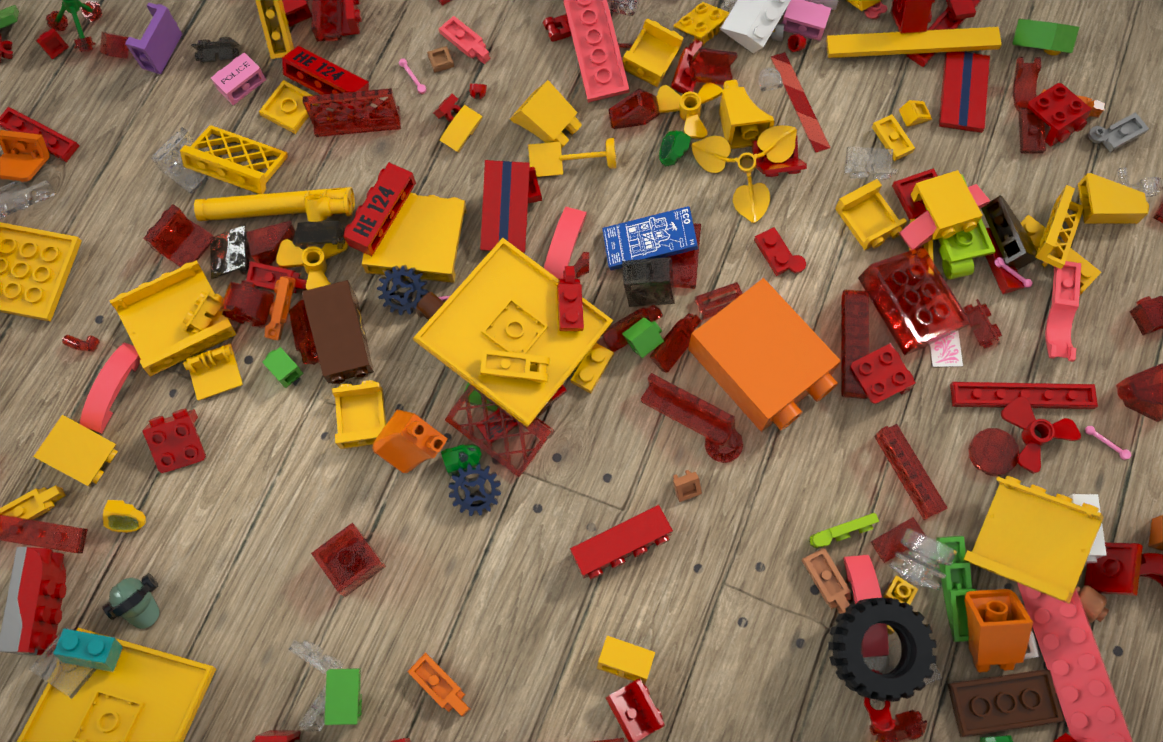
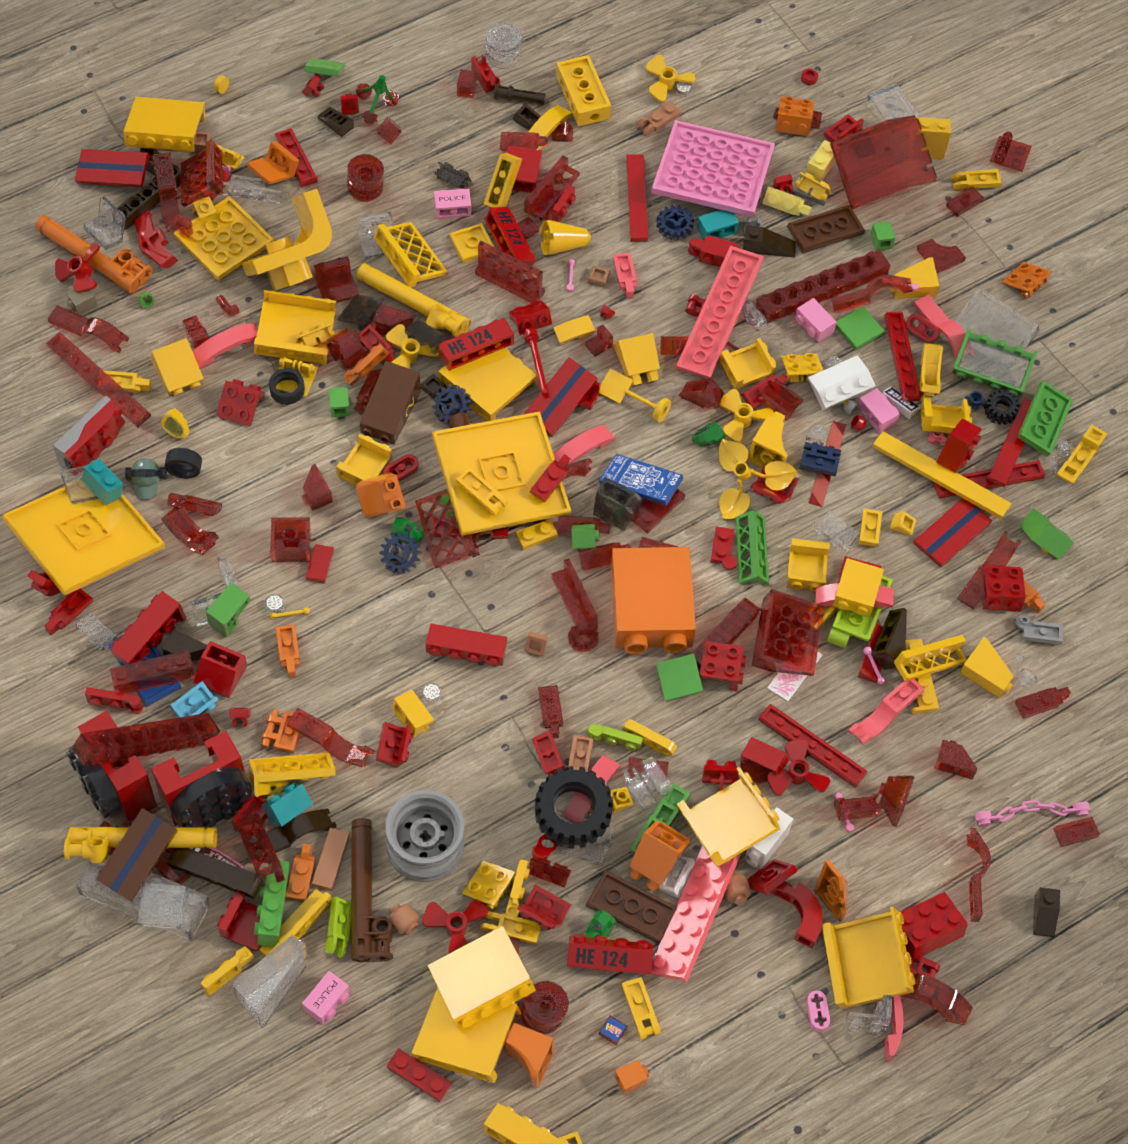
camera: 30 degrees right, 10 degrees down
(63, 75) = (348, 123): none -> dark brown slope
(66, 395) = (195, 330): none -> clear red leg
(109, 252) = (287, 261): none -> yellow piece
(127, 108) = (365, 177): none -> clear red wheel
(158, 40) = (417, 146): medium lavender panel -> none
(164, 557) = (183, 463): none -> black tyre
(205, 374) = (286, 374): none -> black tyre
(211, 592) = (194, 504): none -> clear red hinge
(230, 631) = (188, 532): none -> clear red arch
(331, 482) = (316, 490): none -> clear red slope
(333, 54) = (528, 227): none -> clear red tile
(365, 282) = (432, 385): none -> dark brown tile
(375, 43) = (562, 237): none -> yellow cone
(384, 643) = (274, 603): none -> tile
(397, 561) = (319, 563): none -> red tile
(402, 395) = (400, 467): none -> red plate
(407, 143) = (531, 316): none -> red bracket
(423, 625) = (305, 610): none -> yellow hinge
(426, 165) = (531, 337): none -> red piece
(446, 107) = (576, 309): red tile -> none
(495, 124) = (601, 342): none -> clear red panel
(568, 80) = (673, 344): none -> clear red panel
(625, 620) = (431, 693): none -> tile
(756, 547) = (551, 709): none -> clear red hinge
(794, 106) = (820, 462): none -> dark blue plate
(798, 600) = (548, 753): none -> red hinge
(811, 229) = (756, 545): none -> bright green fence
(853, 419) = (679, 677): none -> bright green tile
(875, 505) = (650, 738): none -> yellow beam
(910, 471) = (692, 736): clear red fence -> none
(975, 495) = (720, 774): none -> red hips
(986, 333) = (823, 691): clear red hinge -> none
(1004, 444) = (765, 755): none -> red hinge
(1120, 429) = (857, 807): none -> clear red hinge

